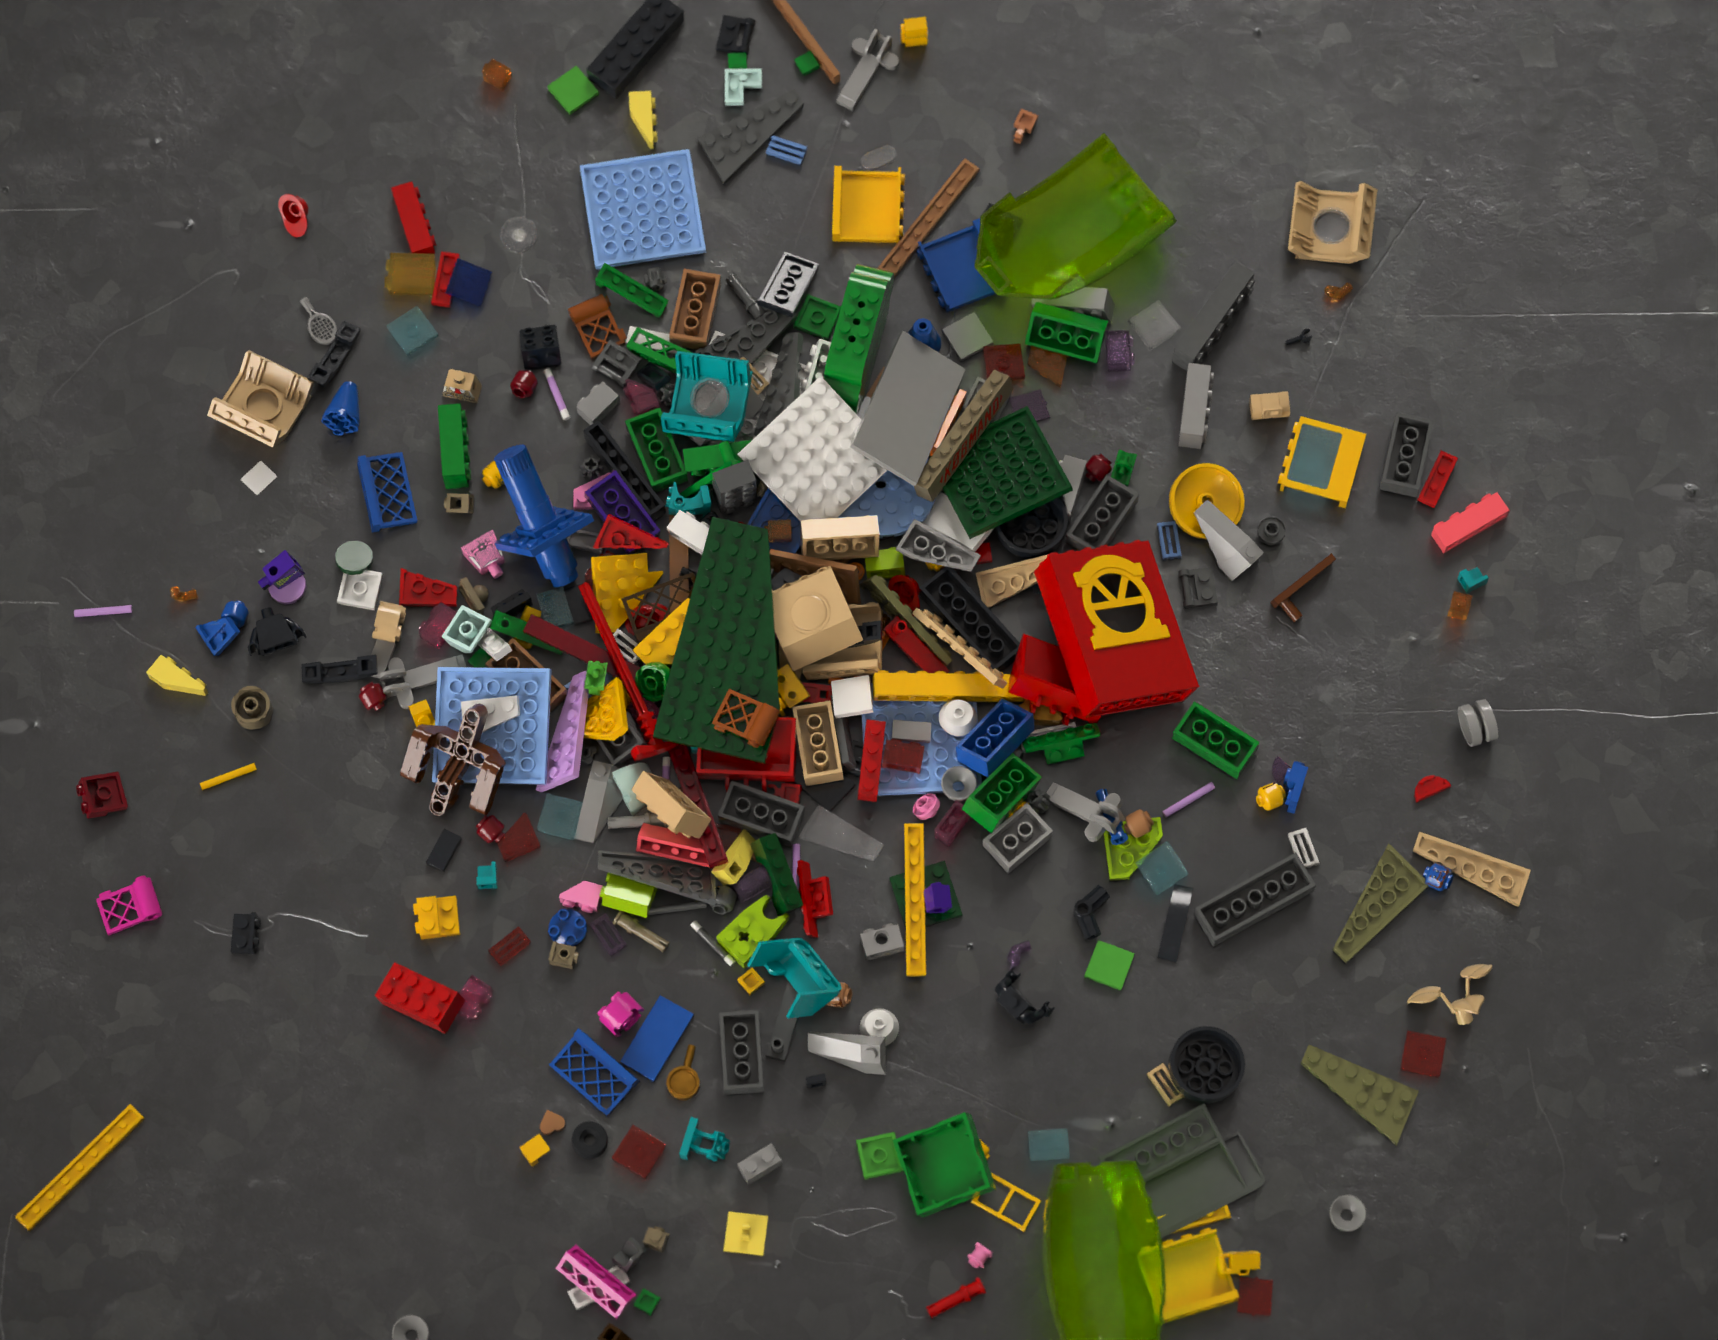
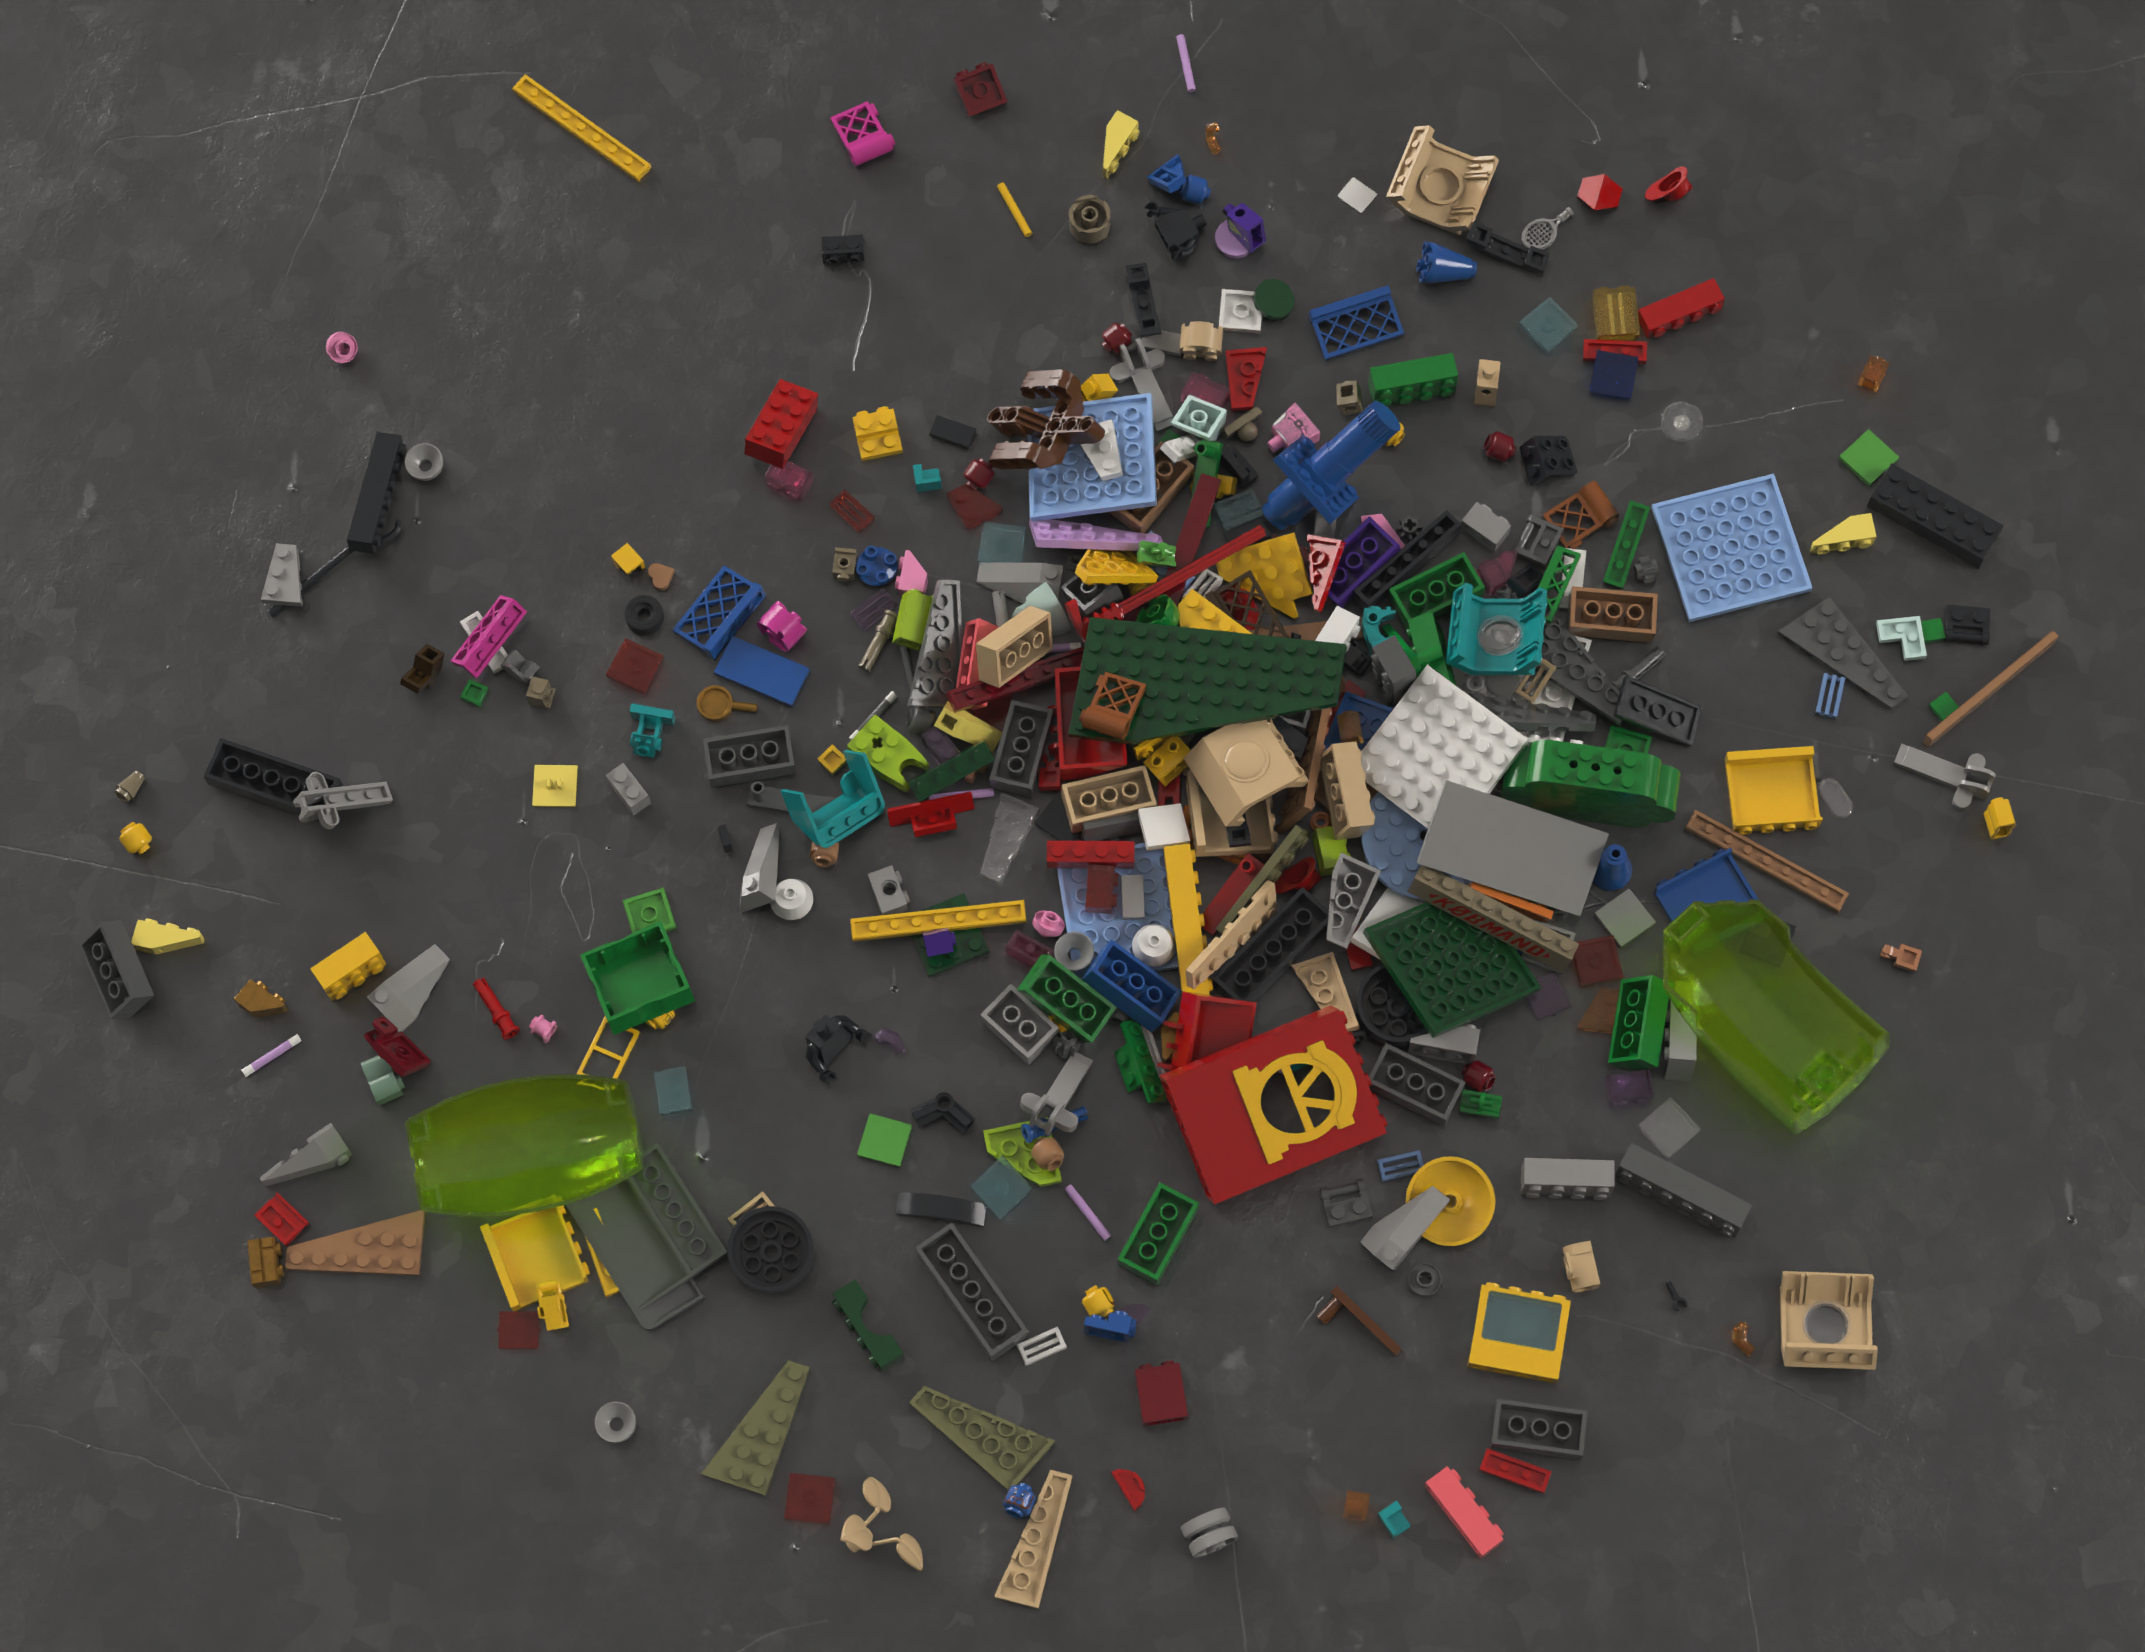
camera: 85 degrees right, 0 degrees up
(290, 274) = (1600, 192): none -> red slope
(556, 393) = (1494, 484): lavender bar -> none
(1254, 1003) = (882, 1349): none -> dark green arch
(1353, 753) = (1161, 1393): none -> dark red brick

